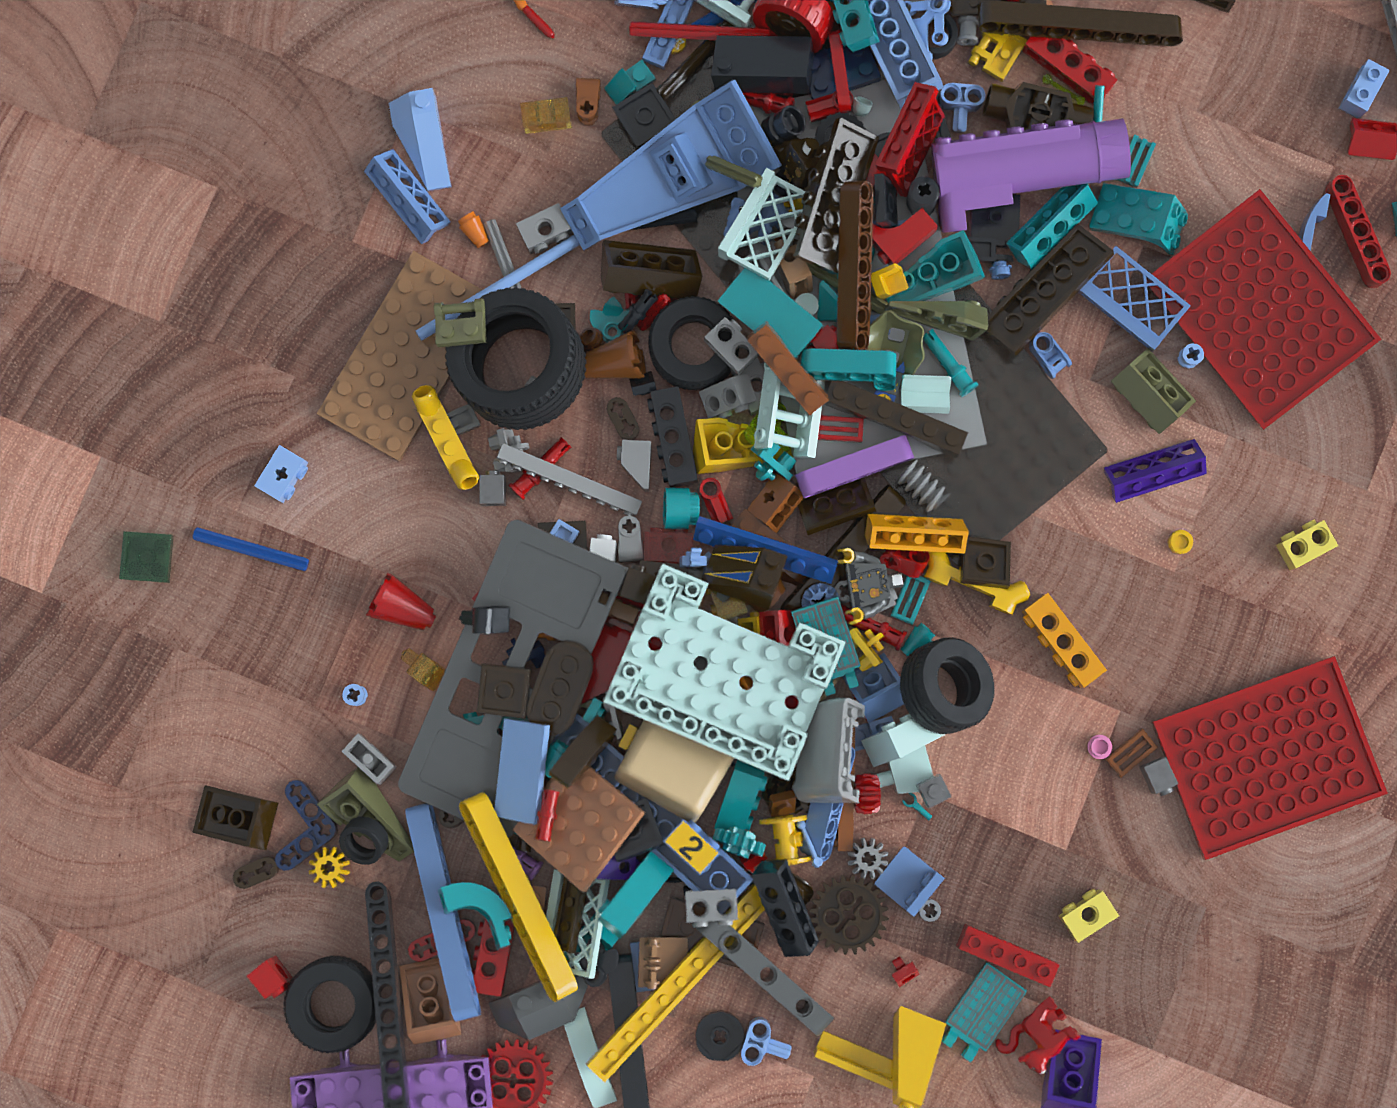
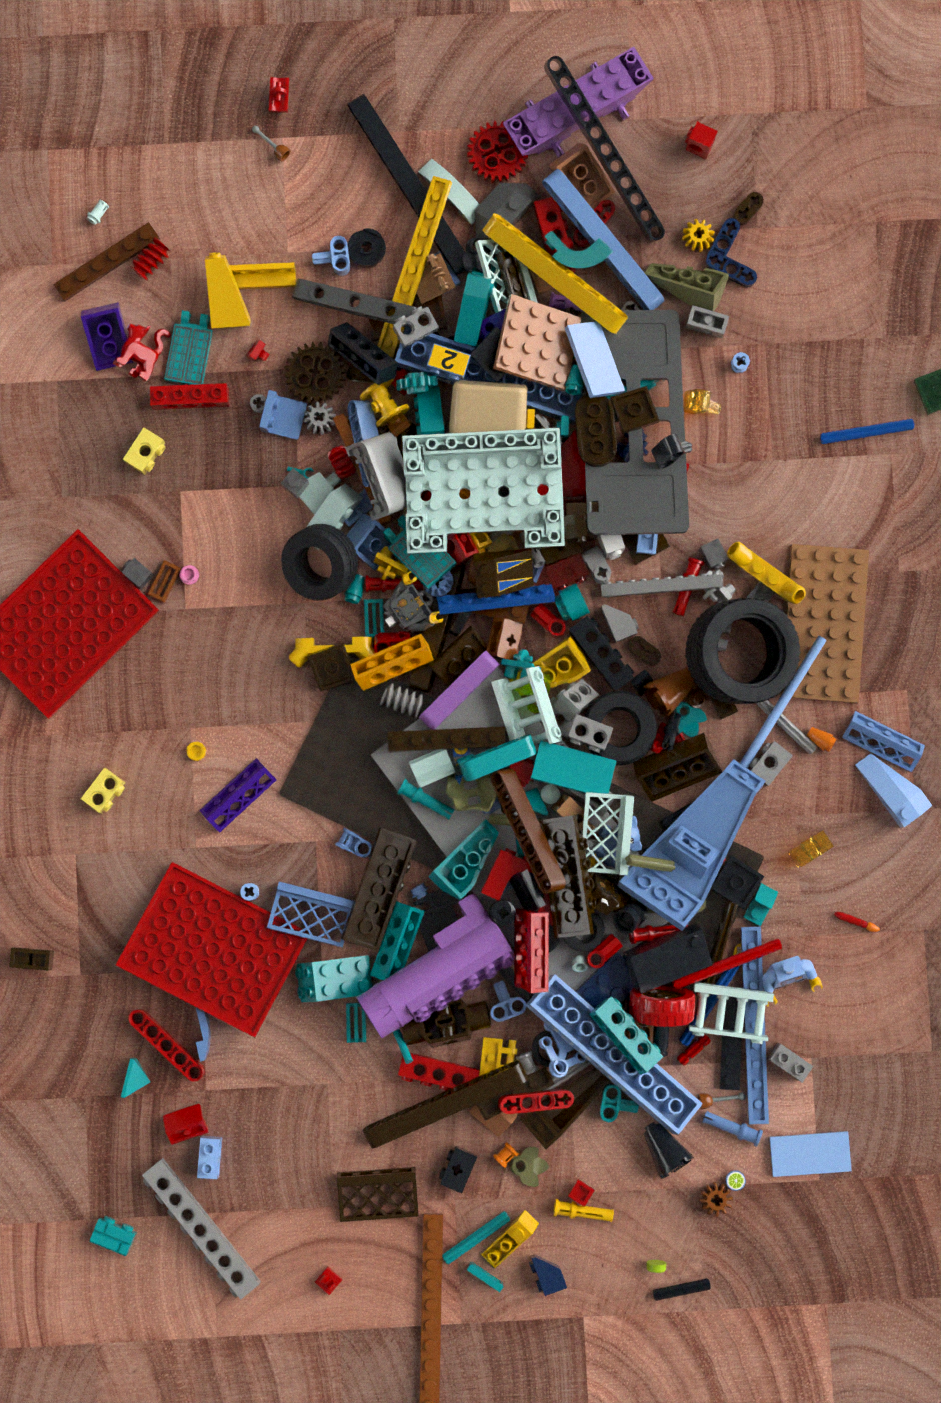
camera: 150 degrees right, 0 degrees up
(235, 817) = (781, 238): dark brown slope -> none
(272, 483) = (877, 485): light blue brick -> none
(300, 1014) = (653, 118): black tyre -> none
(358, 853) = (683, 273): black tyre -> none
(400, 605) = (739, 439): red cone -> none
(463, 330) = (792, 648): olive plate -> none
(546, 815) = (561, 335): red pin -> none
(583, 751) = (557, 391): dark brown slope -> none
(587, 97) = (787, 879): dark orange piece -> none
(693, 559) = (544, 566): light blue plate -> none
(787, 368) = (525, 724): dark orange arch -> none
(817, 861) = (355, 396): light blue hinge -> none
(819, 543) = (459, 623): none -> black beam
(839, 71) = (607, 976): red beam -> none
(860, 421) = (468, 720): red tile -> none
(889, 281) = (498, 837): yellow panel -> none
(955, 317) = (435, 835): olive wedge -> none
(1047, 79) = (450, 1055): clear neon green hinge -> none
(1091, 665) = (273, 656): light orange brick -> none
(1153, 391) = (265, 852): olive slope -> none

